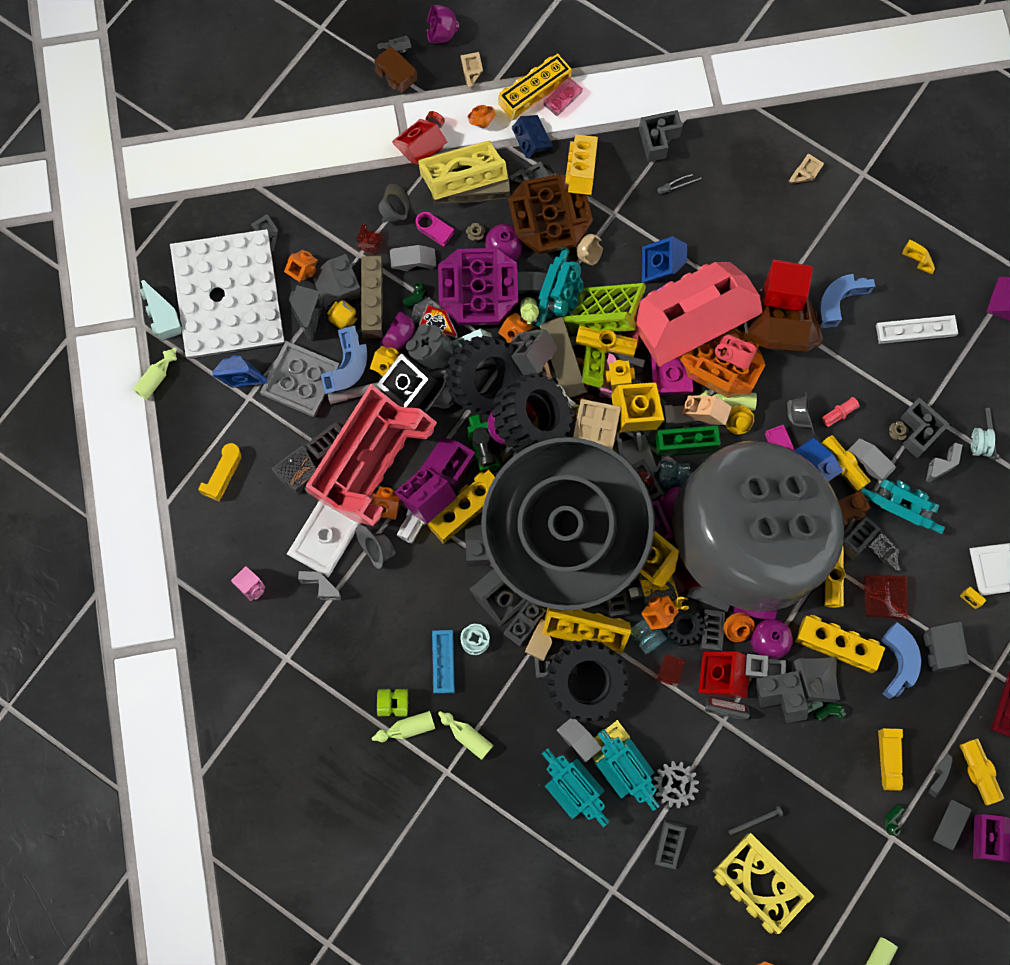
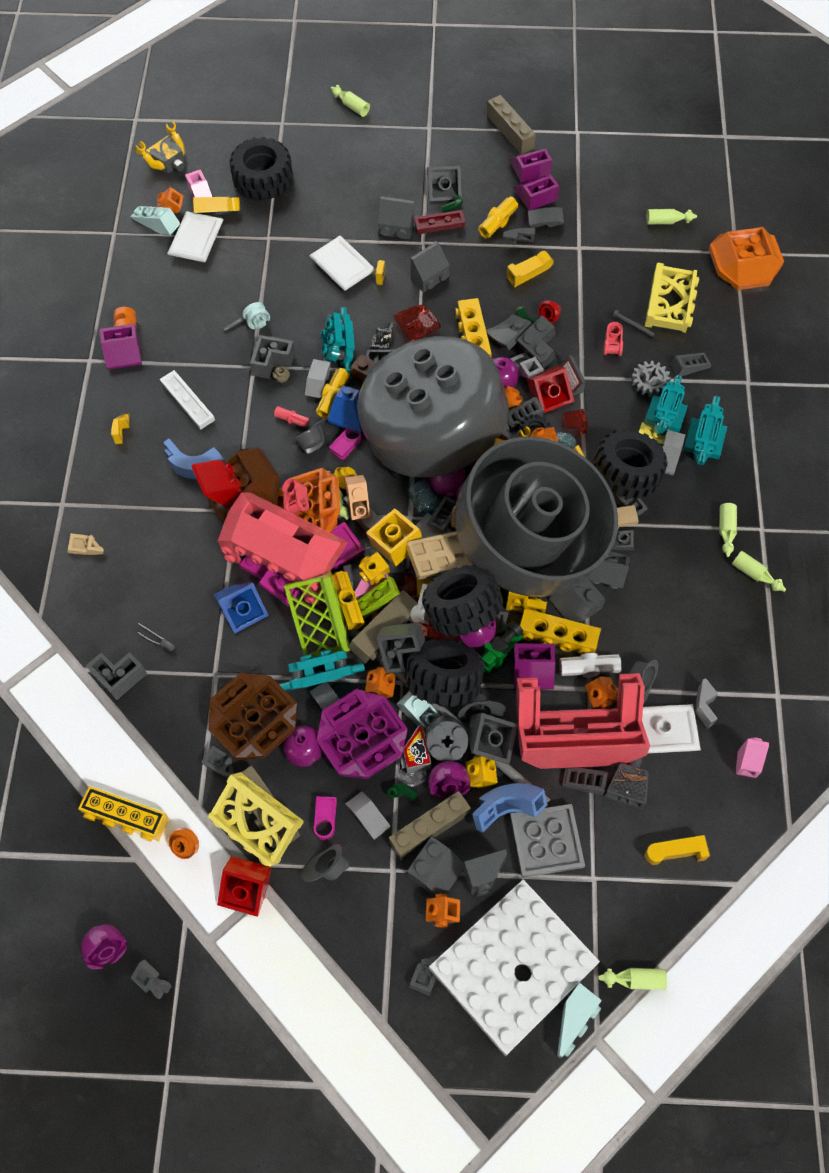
camera: 120 degrees left, 10 degrees down
(238, 372) = (582, 893): blue slope -> none
(342, 314) = (463, 842): yellow head -> none
(368, 240) = (375, 867): clear red panel -> none
(384, 702) = (749, 590): lime wheel -> none
(395, 70) = (179, 958): reddish brown brick -> none
(426, 494) = (577, 659): magenta slope -> none
(435, 117) = (211, 885): clear red tile -> none
(443, 662) = (689, 576): dark azure plate -> none
(471, 67) = (134, 888): tan slope -> none
(475, 236) = (312, 777): dark tan plate -> none
(475, 639) = (655, 564): light aqua wheel -> none
(529, 309) = (359, 676): yellowish green wheel -> none
(531, 135) = (178, 787): dark blue bracket -> none
(563, 96) = (120, 782): clear pink plate -> none
(581, 164) = (189, 713): yellow brick -> none
(589, 249) = (270, 668): tan hair -> none
(647, 478) = (446, 509): clear red tile -> none
(687, 441) = (388, 497): green brick -> none
(743, 779) = (613, 342): none -> coral piece
(820, 740) = (549, 310): none -> red brick
(891, 822) = (570, 251): dark green arm -> none
(908, 659) = (456, 287): medium blue arch -> none
(939, 467) = (285, 328): light grey slope -> none

